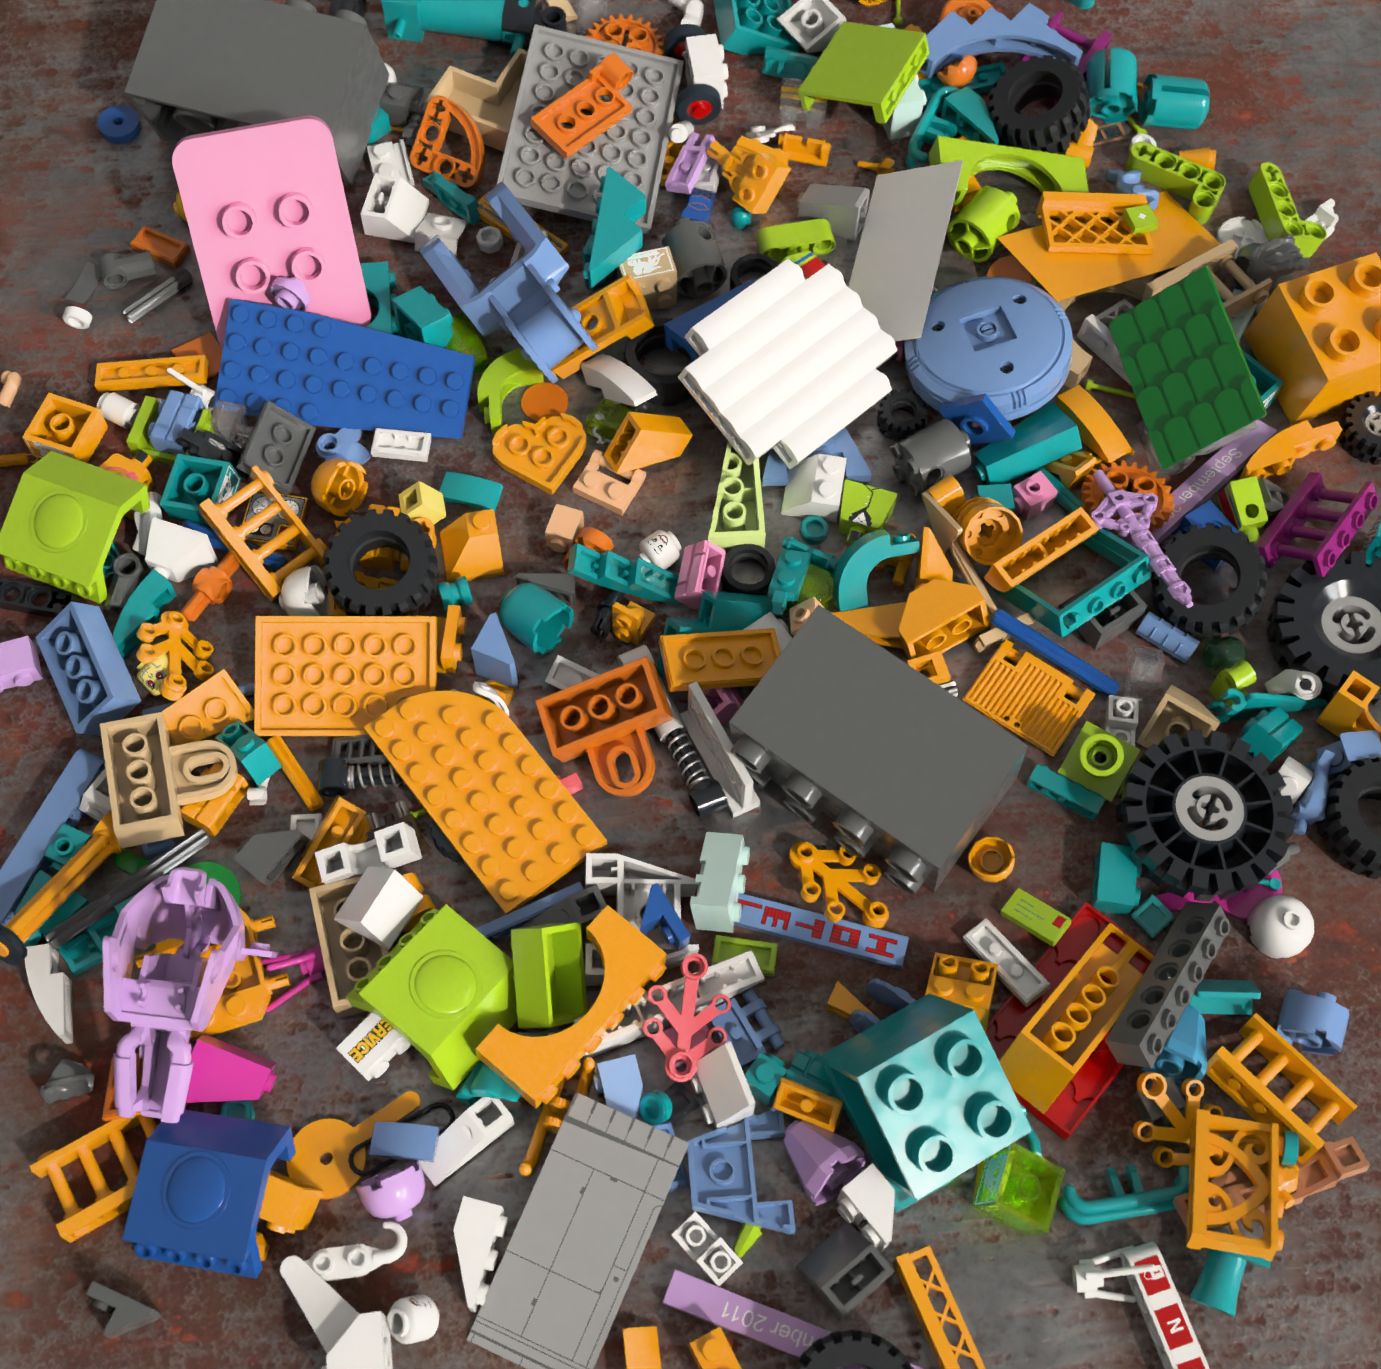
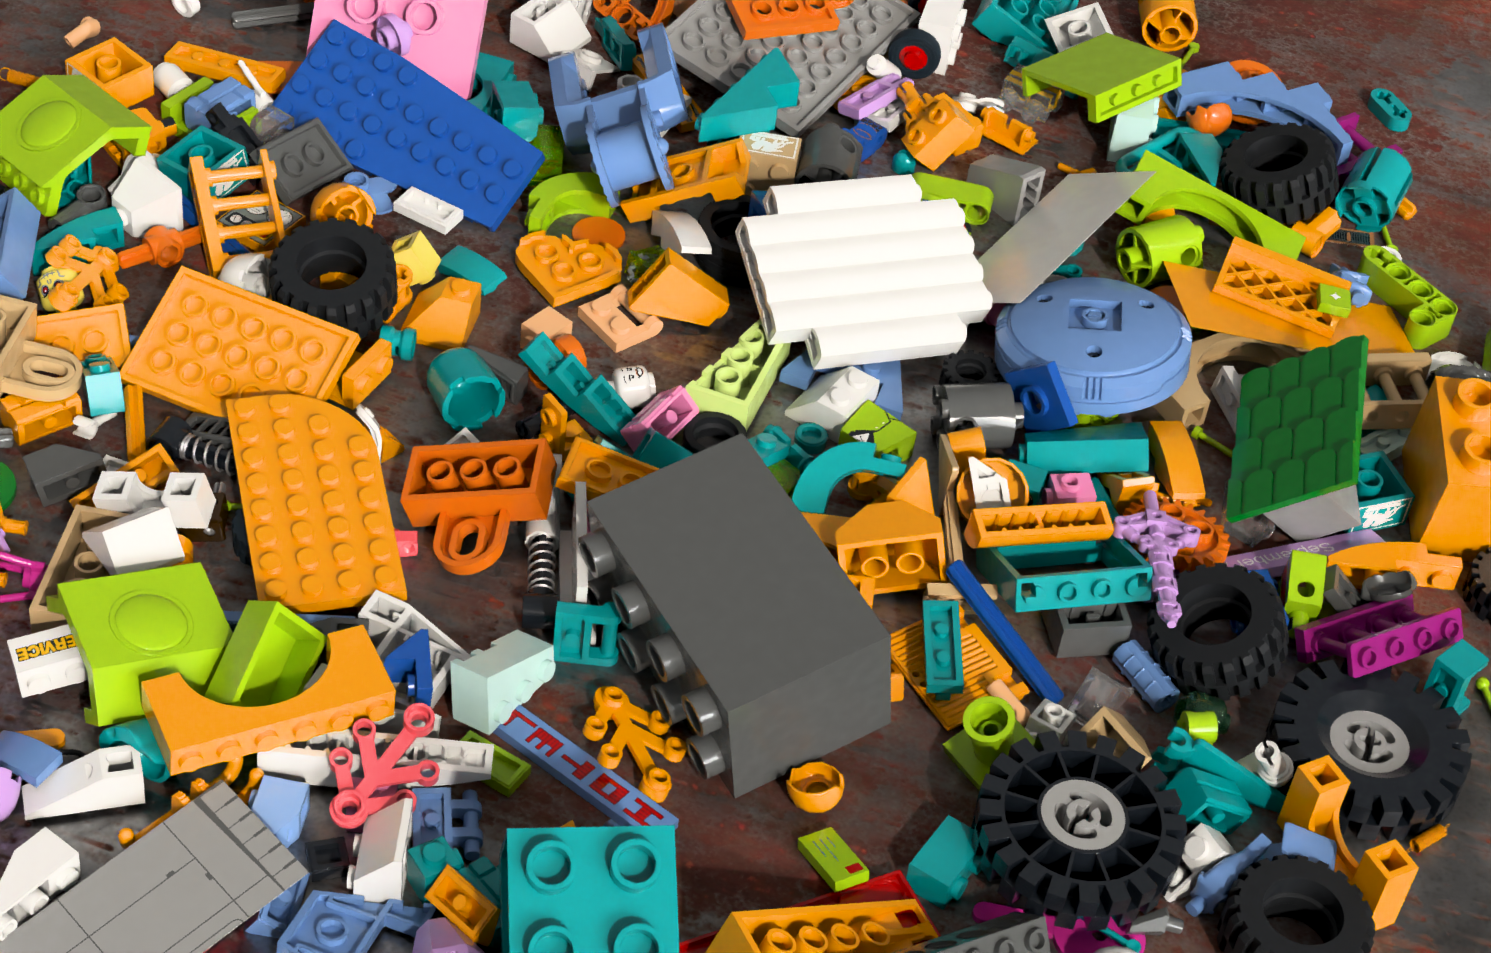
camera: 20 degrees right, 20 degrees down
(492, 654) = (399, 397): medium blue slope -> none
(655, 1107) = (303, 845): teal tile -> none
(758, 810) = (574, 633): none -> teal plate
(964, 983) = (709, 886): light orange slope -> none
(990, 535) = (988, 486): none -> white slope
(1013, 967) = (769, 874): white tile -> none
(1022, 692) = (942, 648): none -> teal plate
(1065, 792) = (941, 766): teal piece -> none
(1087, 713) = (999, 689): none -> light nougat arm
(1152, 916) = (967, 911): teal tile -> none
(1174, 102) = (1440, 228): teal cylinder -> none
(1202, 156) = (1448, 286): light orange cone -> none
(1297, 471) = (1388, 586): none -> dark grey piece

